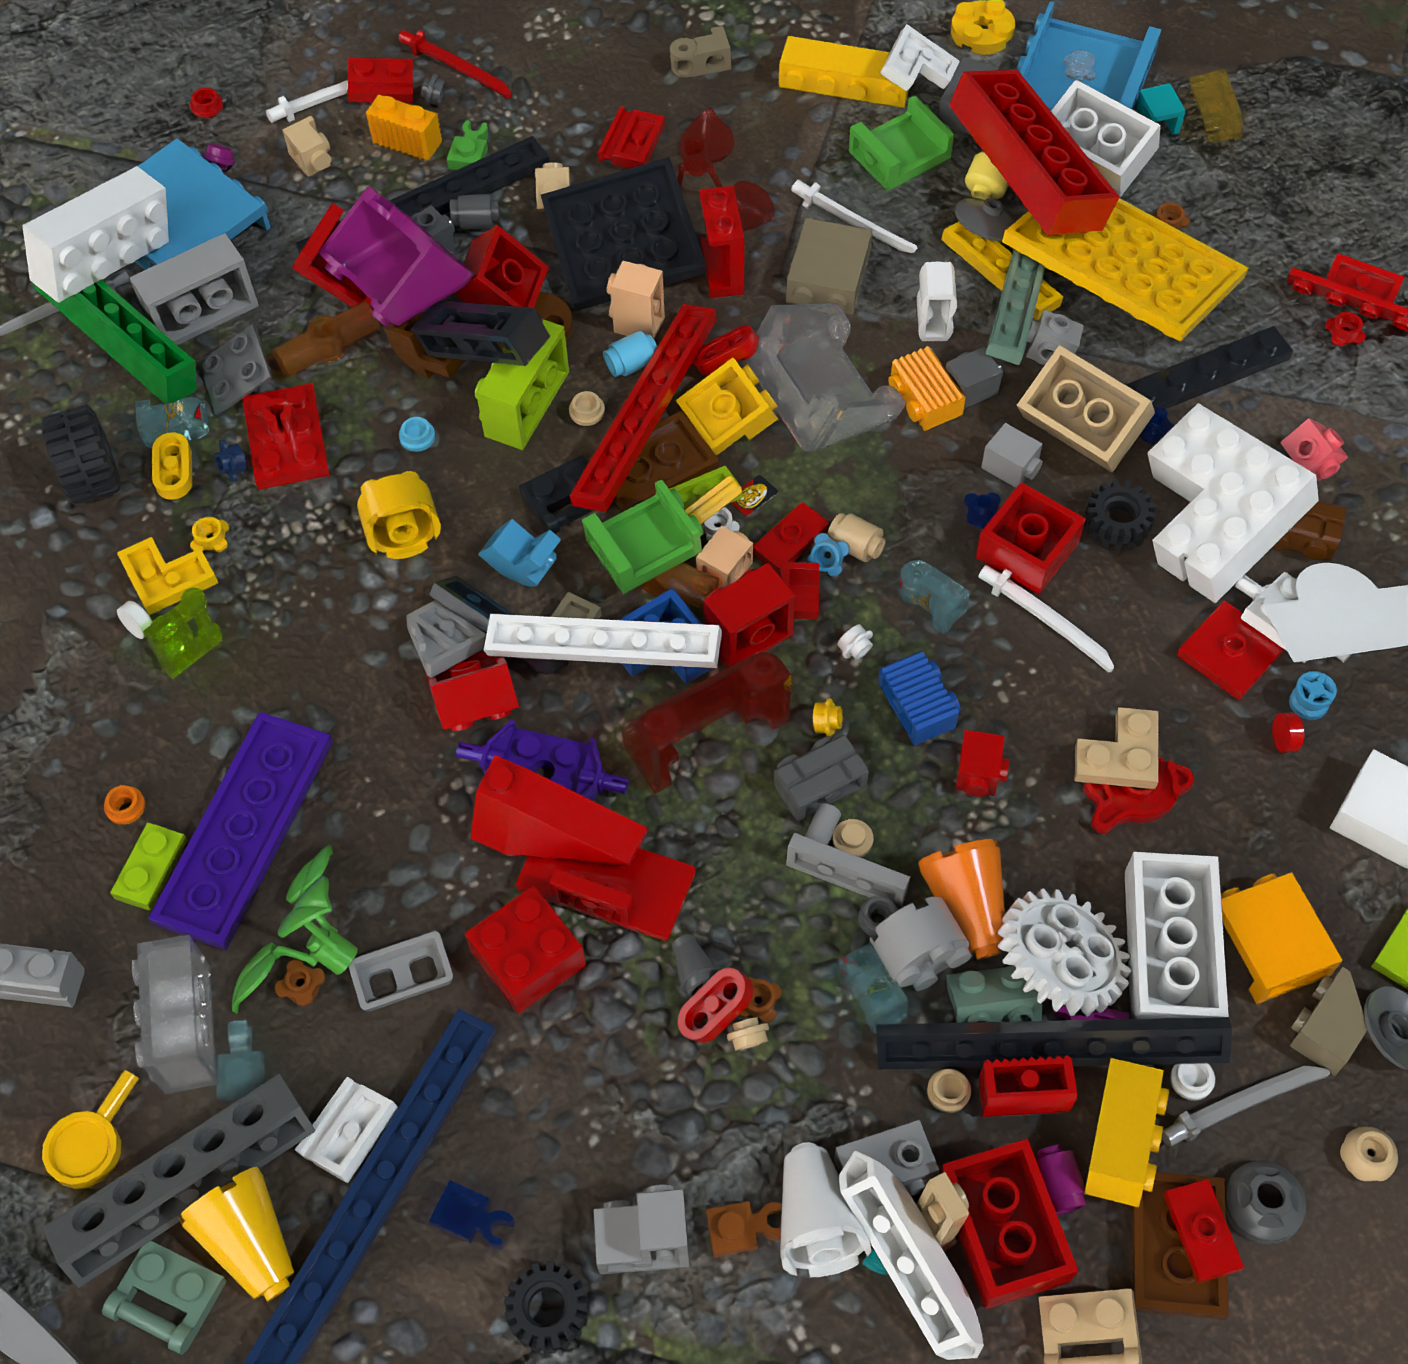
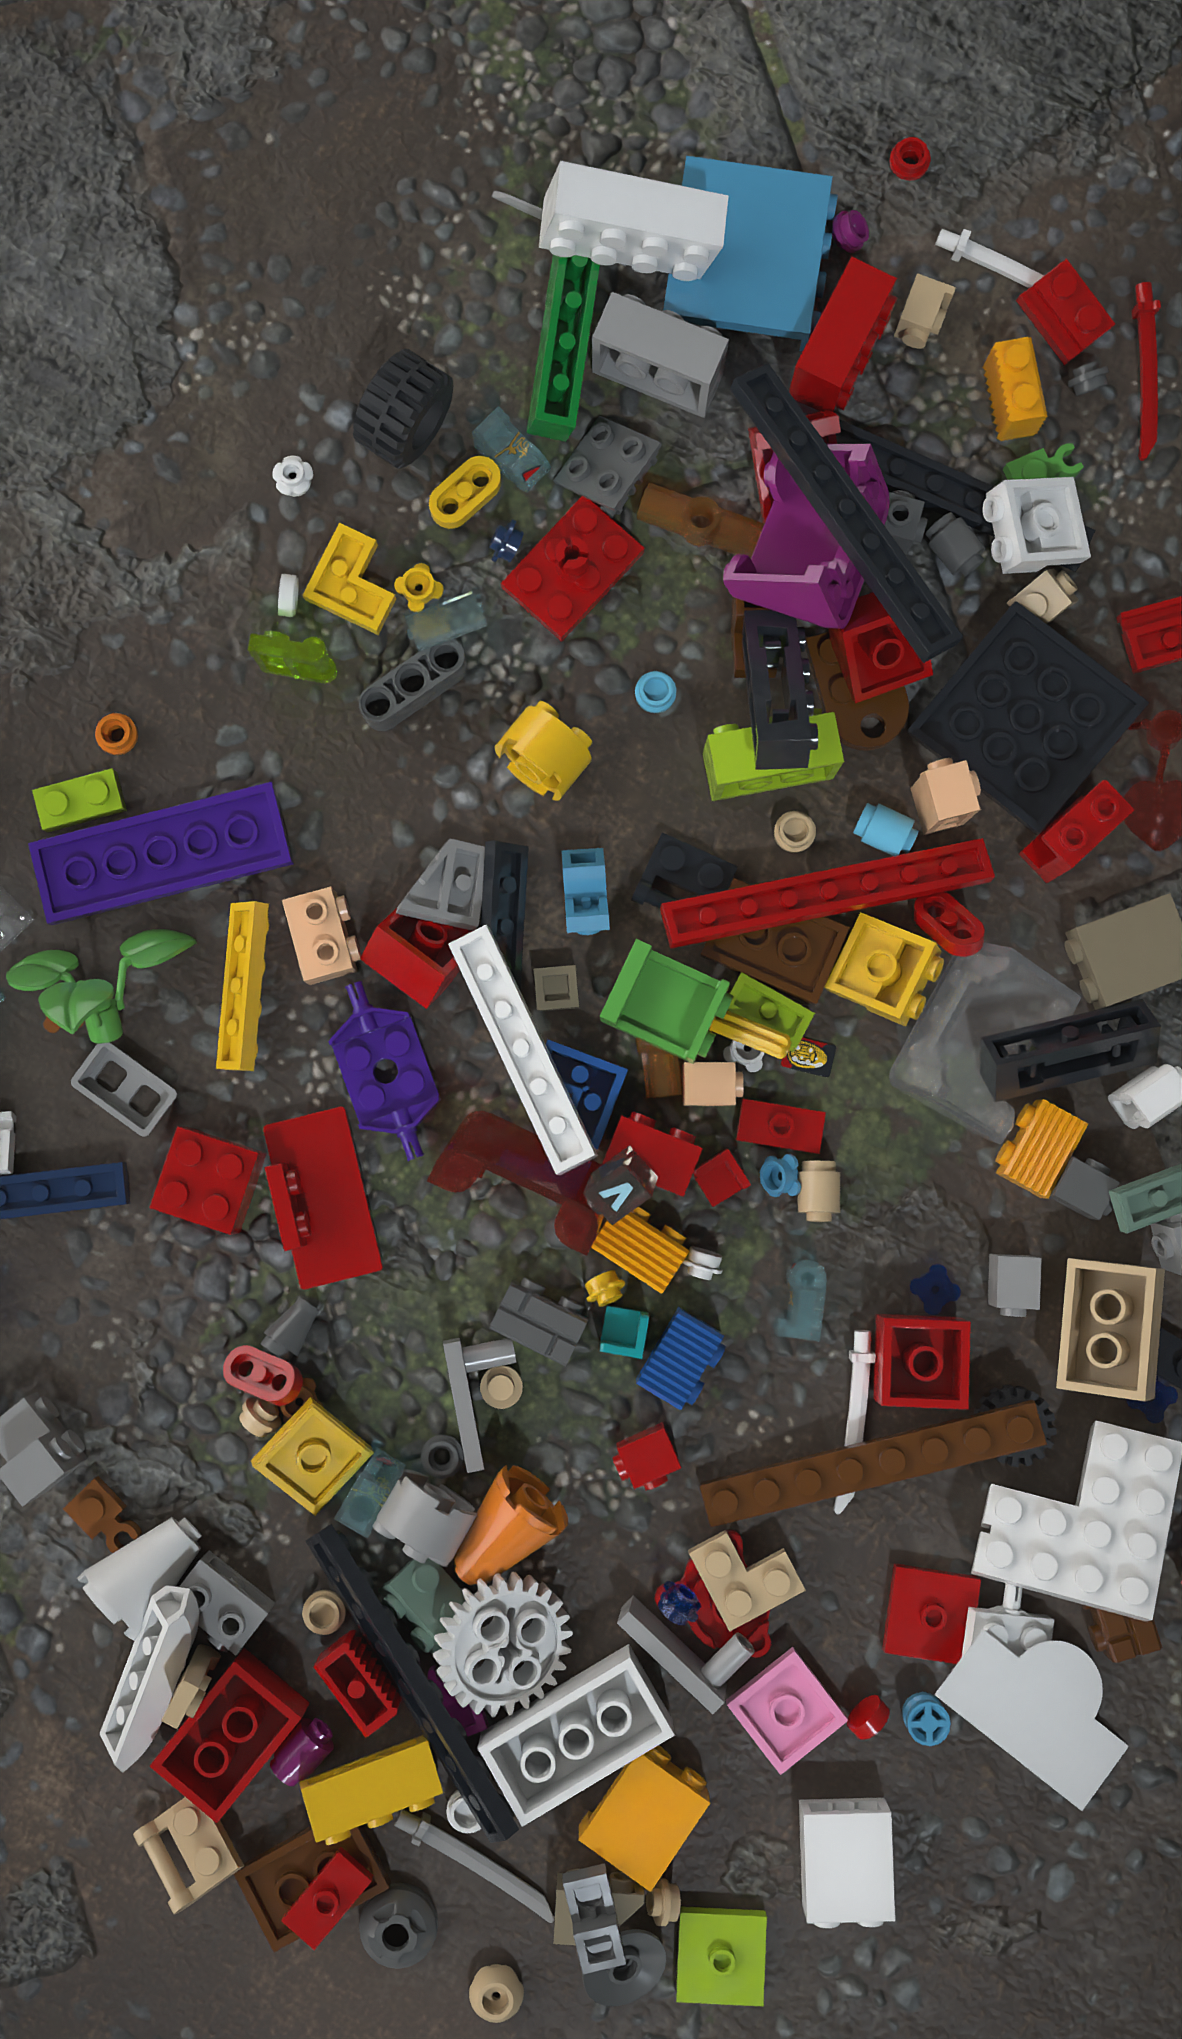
camera: 55 degrees right, 25 degrees up
(55, 575) = (298, 485): none -> white plate
(249, 526) = (445, 621): none -> clear light blue piece
(279, 590) = (404, 703): none -> dark grey beam
(283, 186) = (844, 337): none -> red brick
(395, 831) = (242, 986): none -> yellow plate
(399, 222) = (846, 513): none -> black plate
(403, 750) = (321, 935): none -> light nougat brick
(500, 155) = (1036, 524): none -> white plate
(537, 817) = (330, 1109): red wedge -> none
(755, 622) = (620, 1185): none -> clear smoke brick
(810, 1011) = (312, 1456): none -> yellow plate
(819, 672) = (642, 1248): none -> light orange brick
(869, 331) = (1070, 1050): none -> black brick
(872, 722) = (624, 1331): none -> teal panel
(1085, 619) = (873, 1463): none -> reddish brown plate
(1112, 802) = (679, 1603): none -> clear blue plate
(1185, 829) = (702, 1680): none -> light grey piece
(1248, 787) = (786, 1710): none -> bright pink plate
(1341, 1012) = (594, 1918): none -> dark grey slope
(1362, 965) = (664, 1902): none -> tan plate

